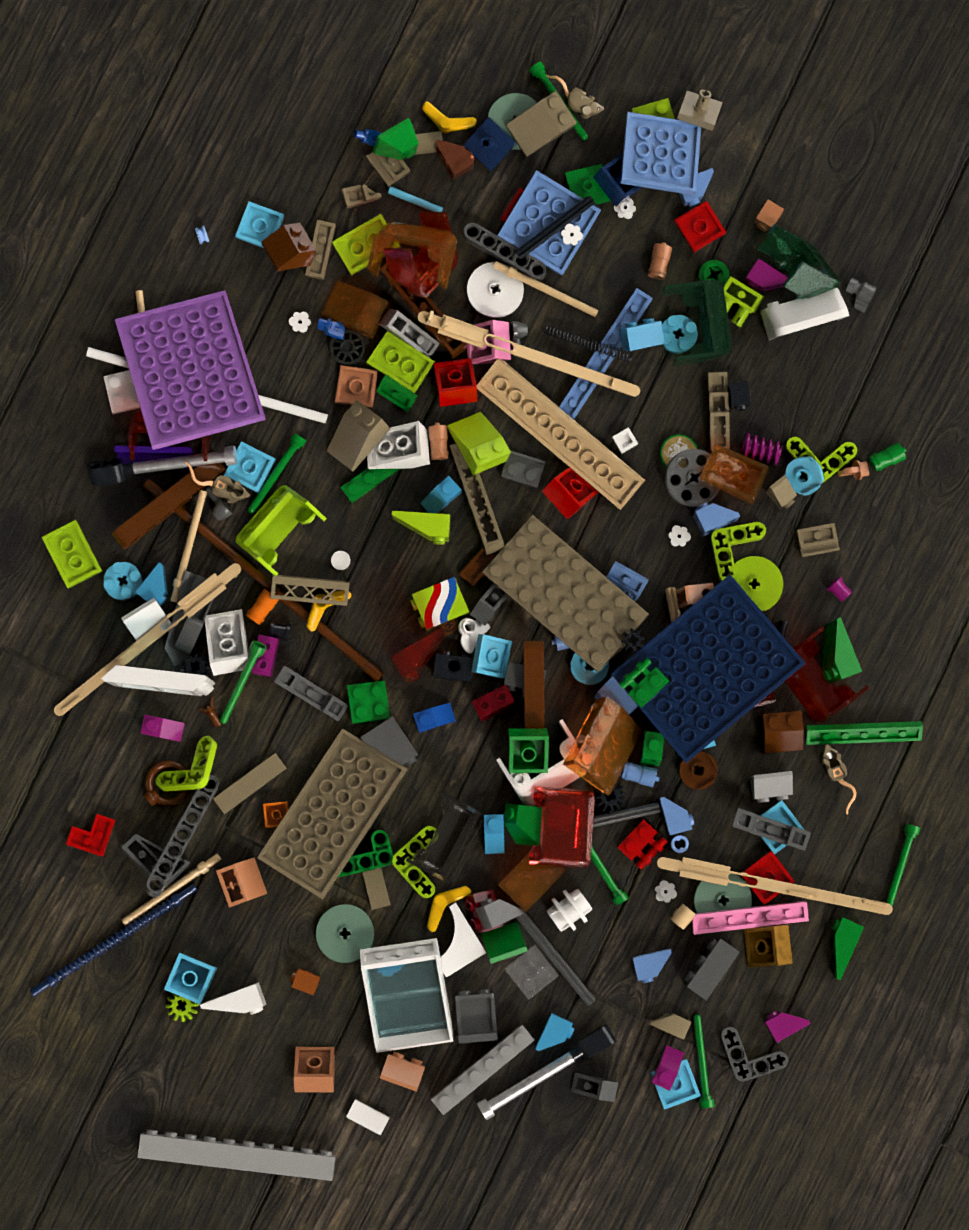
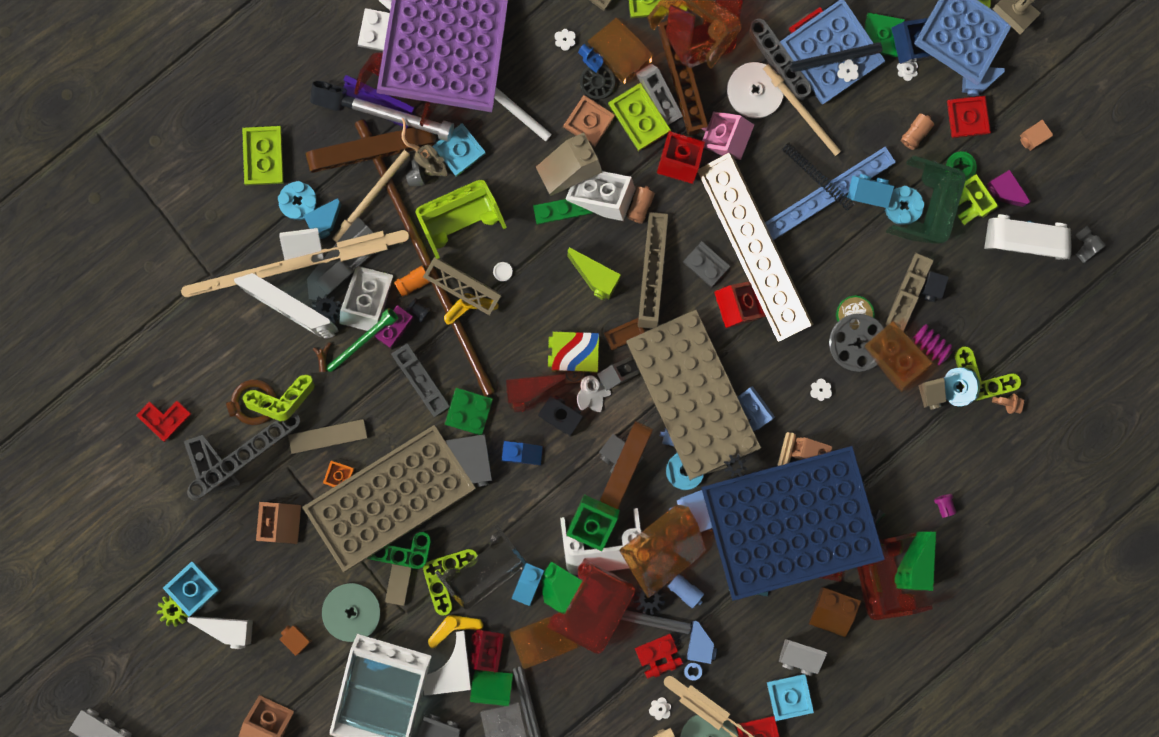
camera: 20 degrees right, 0 degrees up
(51, 980) = (211, 511): dark blue hose -> none
(162, 728) = (271, 350): magenta slope -> none
(202, 867) = (249, 493): tan bar -> none
(296, 442) = (510, 147): green piece -> none
(396, 393) = (622, 143): green plate -> none
(441, 496) = (621, 255): dark azure slope -> none
(477, 337) = (719, 124): tan piece -> none
(479, 443) = (677, 222): lime slope -> none
(491, 656) = (599, 421): medium azure plate -> none
(493, 703) = (582, 464): dark red bracket -> none
(496, 912) = (497, 657): slope -> none
(517, 331) = (758, 137): dark grey bar -> none
(569, 910) = (564, 685): white piece -> none
(618, 895) = (615, 692): green piece -> none
(624, 440) = (811, 280): white plate -> none
(648, 686) = (728, 515): green plate -> none
(652, 747) = (708, 571): green torso -> none
(708, 775) = (749, 618): reddish brown plate -> none
(713, 517) = (860, 387): medium blue slope -> none
(729, 540) = (865, 414): lime beam -> none
(767, 576) = (884, 459): lime piece -> none
(771, 829) = (783, 697): dark grey slope -> none
(807, 267) = (1050, 197): clear green windscreen -> none
(817, 540) = (946, 451): dark tan plate -> none
(836, 769) = (868, 670): dark tan animal -> none
(864, 733) = (908, 647): green plate -> none
(889, 456) = (1045, 404): green piece -> none

